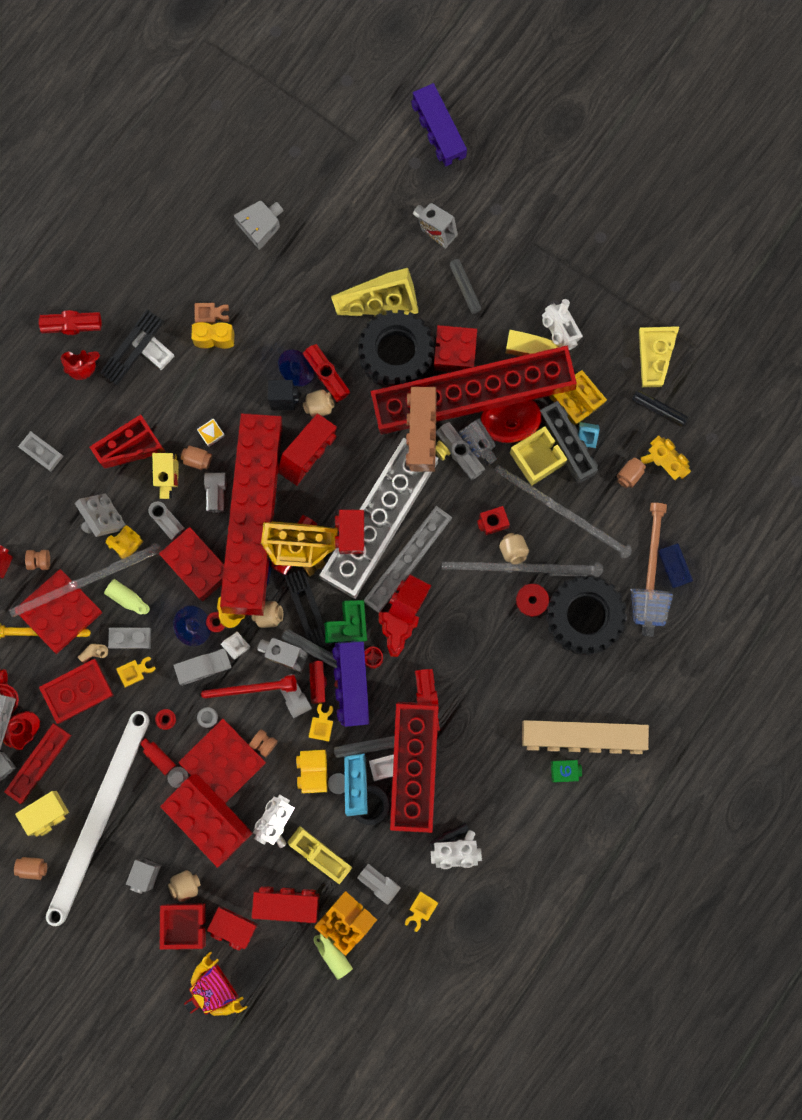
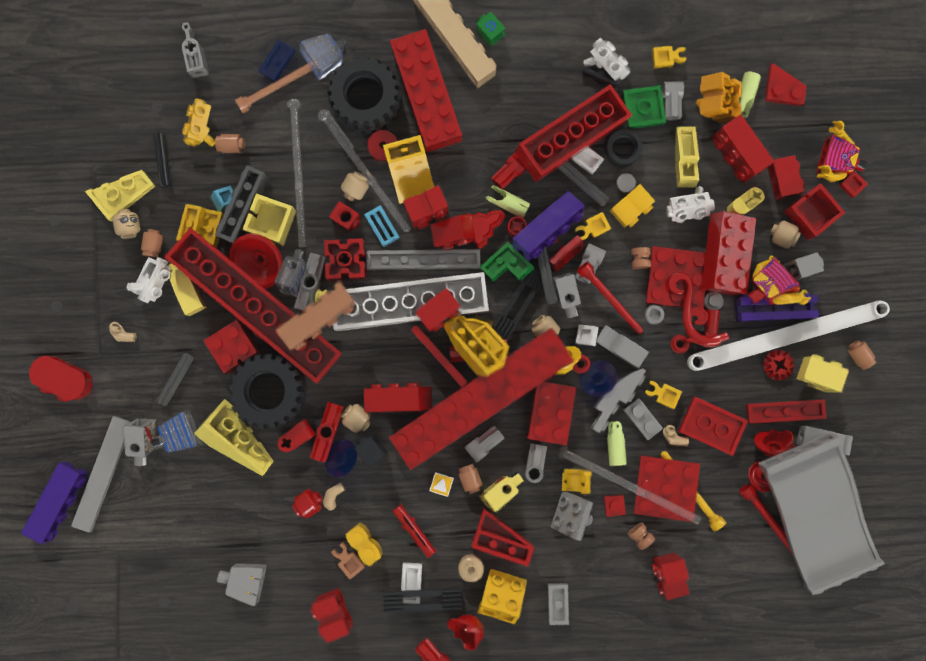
camera: 130 degrees left, 5 degrees up
(79, 558) = (614, 505): none -> red plate
(83, 413) = (503, 596): none -> yellow bracket
(88, 795) = (769, 365): none -> red gear
(125, 403) = (471, 568): none -> tan head
(128, 826) = (761, 311): none -> dark purple brick
(148, 835) = (775, 284): none -> torso
(165, 636) = (621, 392): none -> light grey slope
(168, 382) = (428, 549): none -> red pin
(177, 268) = (332, 615): none -> red brick
(179, 985) = (853, 184): none -> red plate
(185, 744) = (699, 312): none -> red plant
(238, 864) = (752, 198): none -> light yellow piece
(270, 334) = (330, 496): none -> tan arm
(281, 315) = (307, 503): none -> red head
(312, 995) = (784, 88): none -> red wing
(314, 509) = (438, 355): none -> red tile
(341, 350) = (298, 434): none -> red piece
(355, 785) = (619, 166): medium azure tile -> none
(392, 853) = (645, 106): none -> green plate
(396, 669) = (510, 202): none -> yellowish green piece
(418, 256) = (177, 433): none -> torso
(433, 176) = (101, 476): none -> light grey tile
(448, 591) = (426, 207): none -> red brick
(454, 480) = (337, 251): none -> red brick
(465, 547) = (390, 239): none -> medium azure tile
(492, 604) = (408, 167): none -> yellow slope
(535, 198) = (60, 378): none -> red brick
(536, 269) = (120, 334): none -> tan arm
(551, 671) = (426, 90): none -> red brick
(593, 348) = (151, 243): none -> nougat brick
(625, 339) = (126, 224): none -> tan head
(725, 497) = (193, 54): none -> light grey piece

